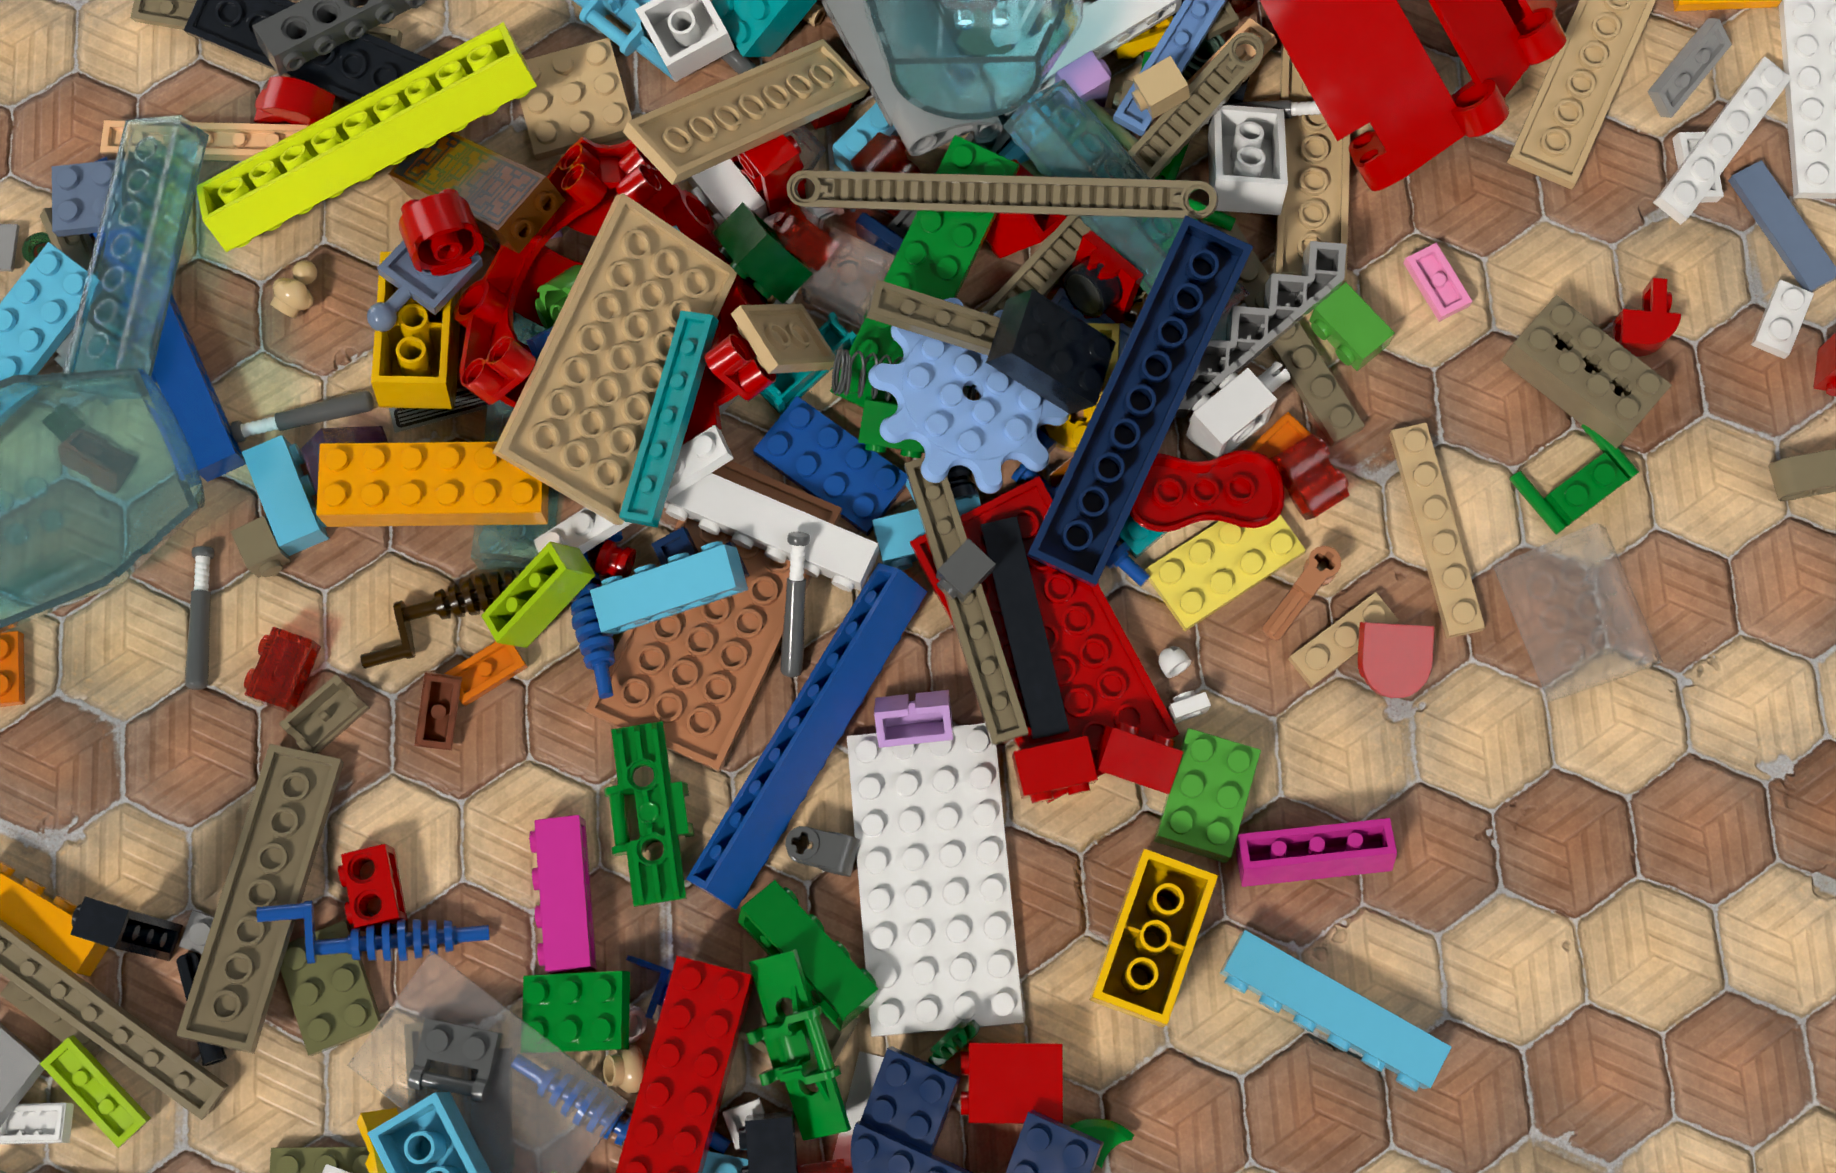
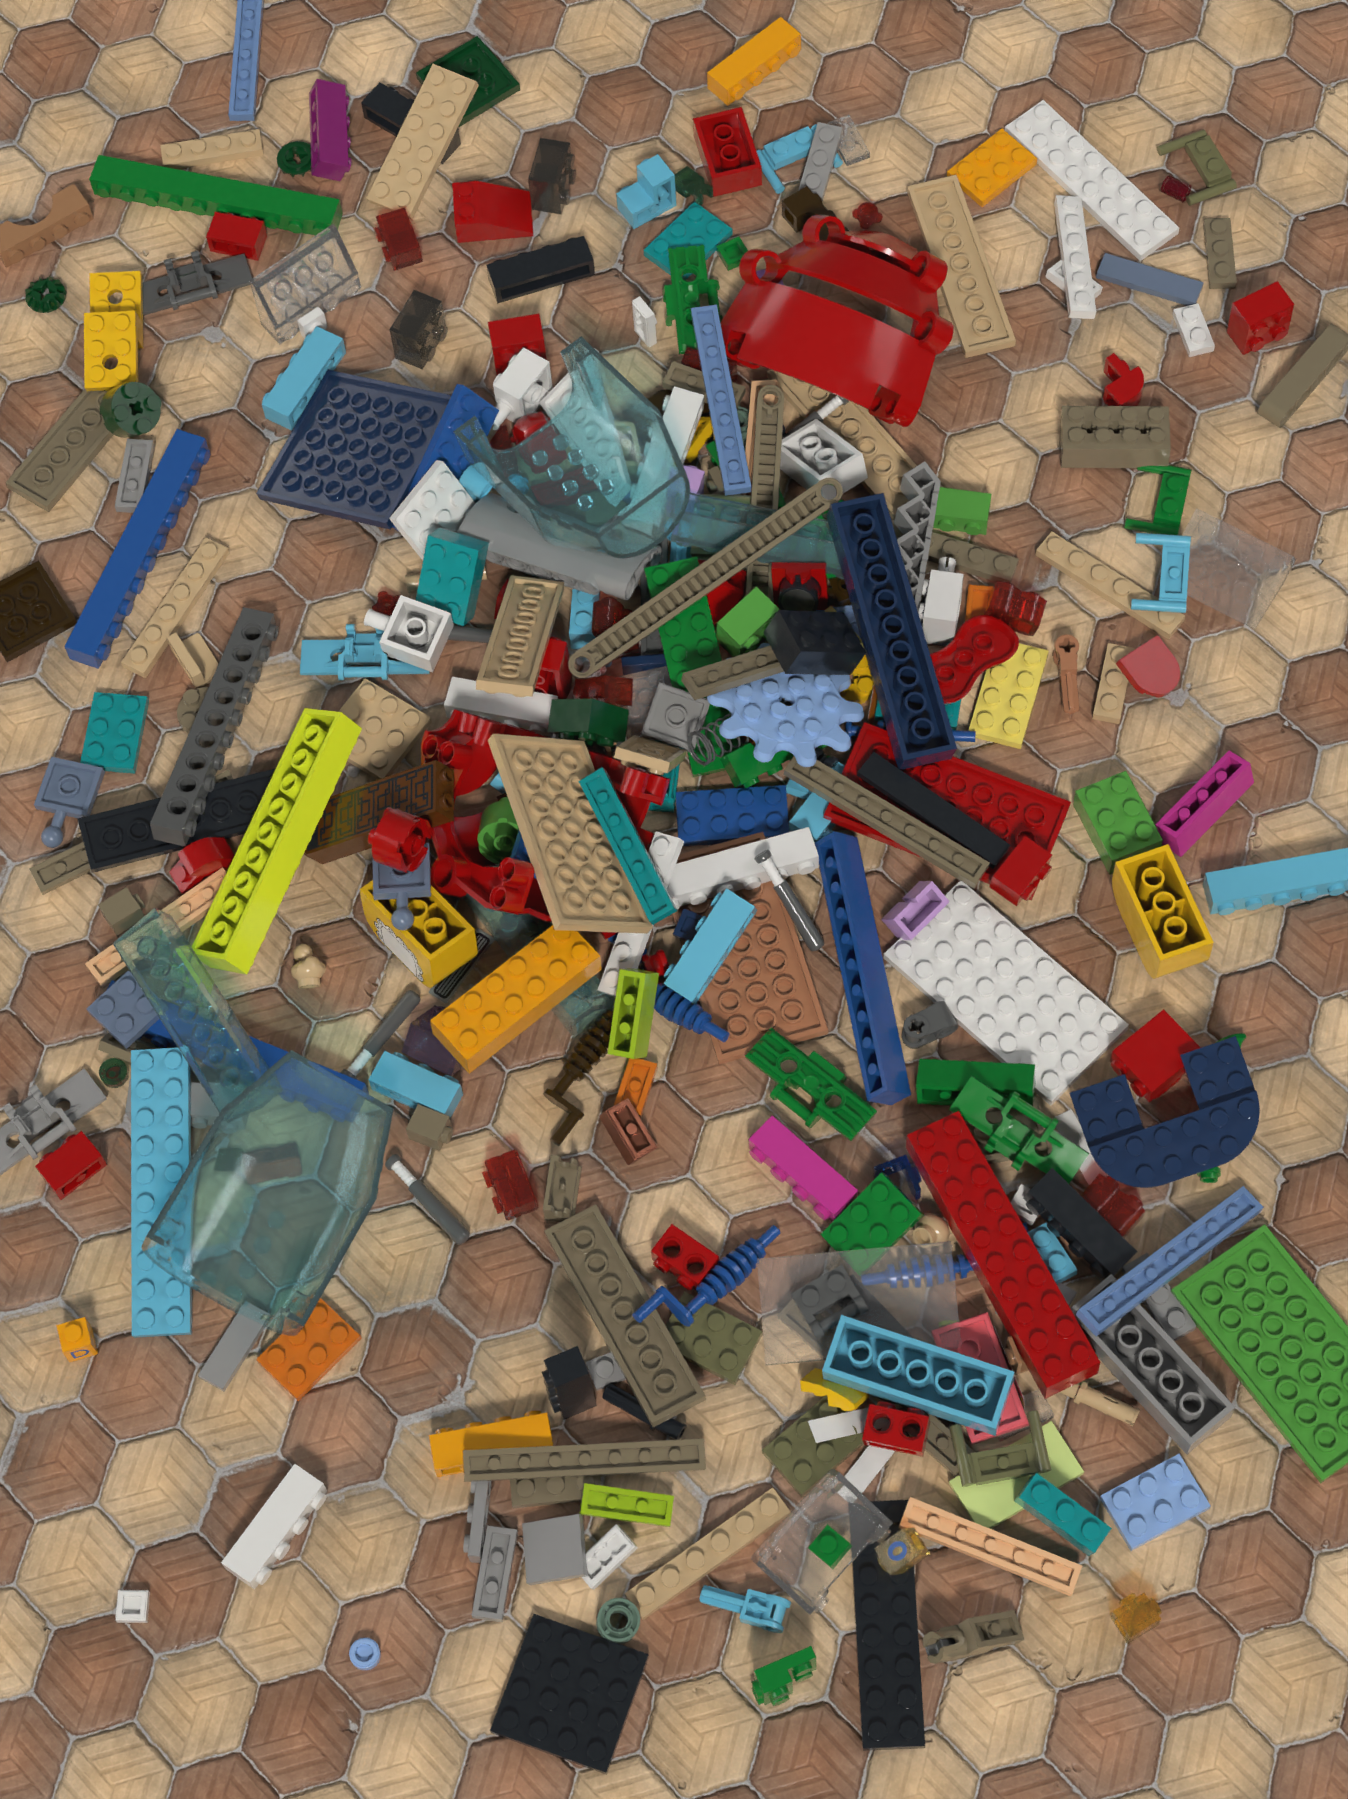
camera: 40 degrees left, 10 degrees down
(183, 95) = (122, 910): none -> dark tan brick
(843, 319) = (674, 716): none -> light grey tile
(953, 1042) = (1101, 1062): dark green gear -> none
(964, 571) = (875, 799): dark grey brick -> none
(1004, 274) = (744, 624): none -> bright green brick
(1138, 759) = (1063, 829): red brick -> none
(1160, 88) = (742, 453): tan brick -> none
(1173, 661) = (1030, 767): white hinge -> none
(1188, 706) = (1063, 782): white plate -> none
(1437, 282) = (987, 450): bright pink plate -> none
(1509, 573) = (1173, 573): none -> medium azure plate
(1689, 67) = (1020, 231): light grey plate -> none

